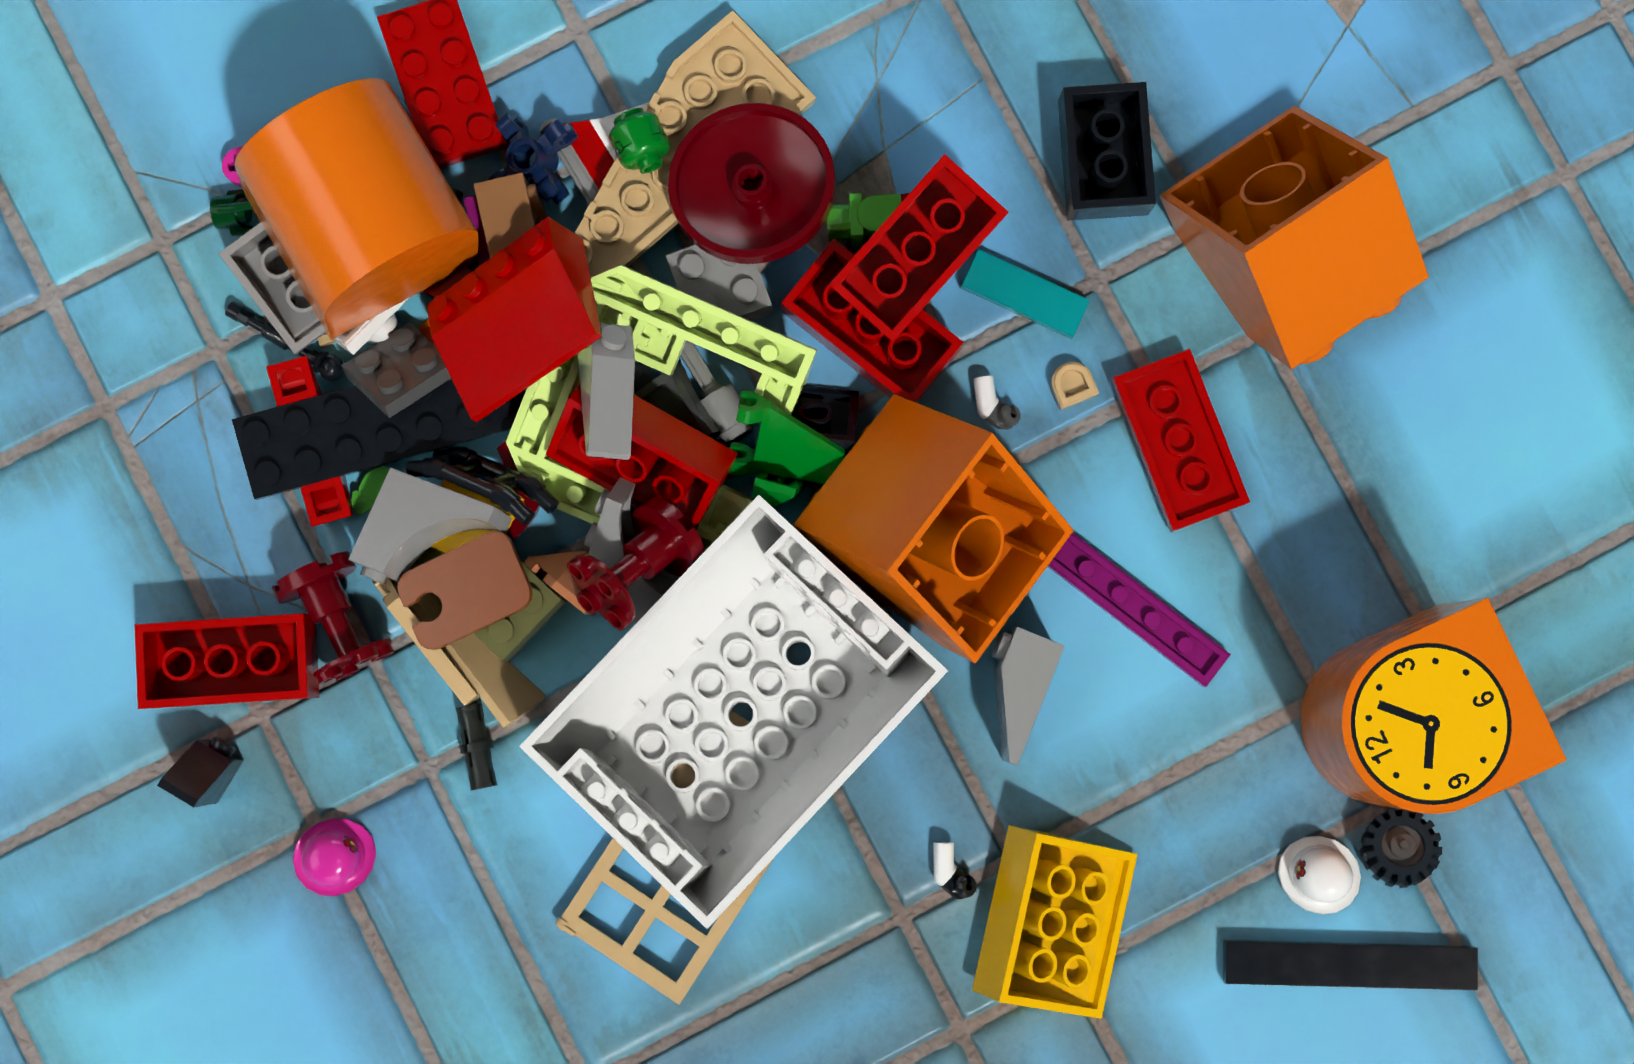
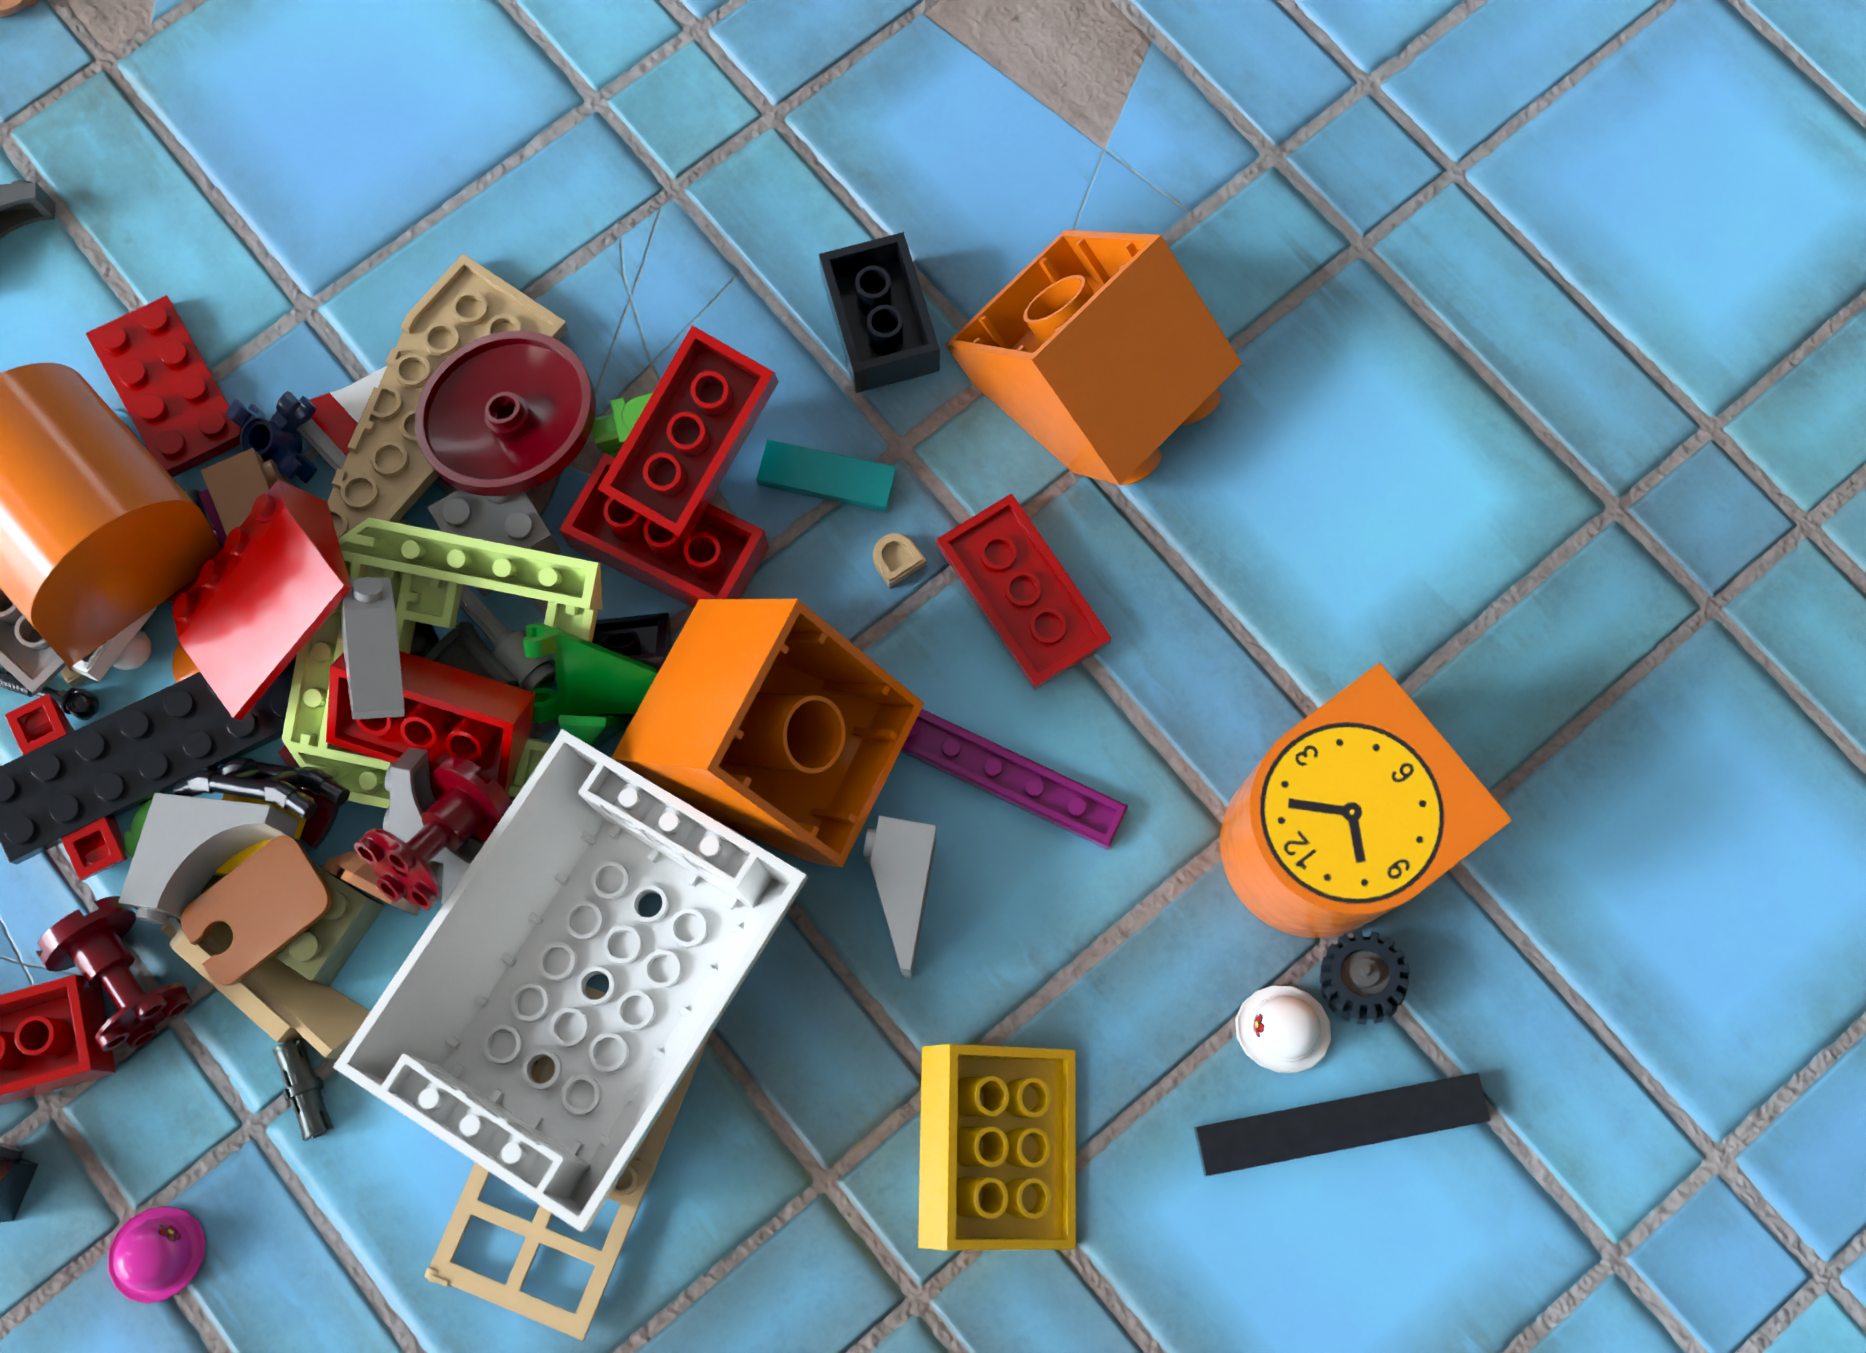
camera: 10 degrees left, 10 degrees down
(398, 370) = (150, 688): dark grey plate -> none
(639, 140) = (378, 394): green head -> none
(949, 875) = (867, 1120): arm -> none
(991, 408) = (823, 603): arm -> none

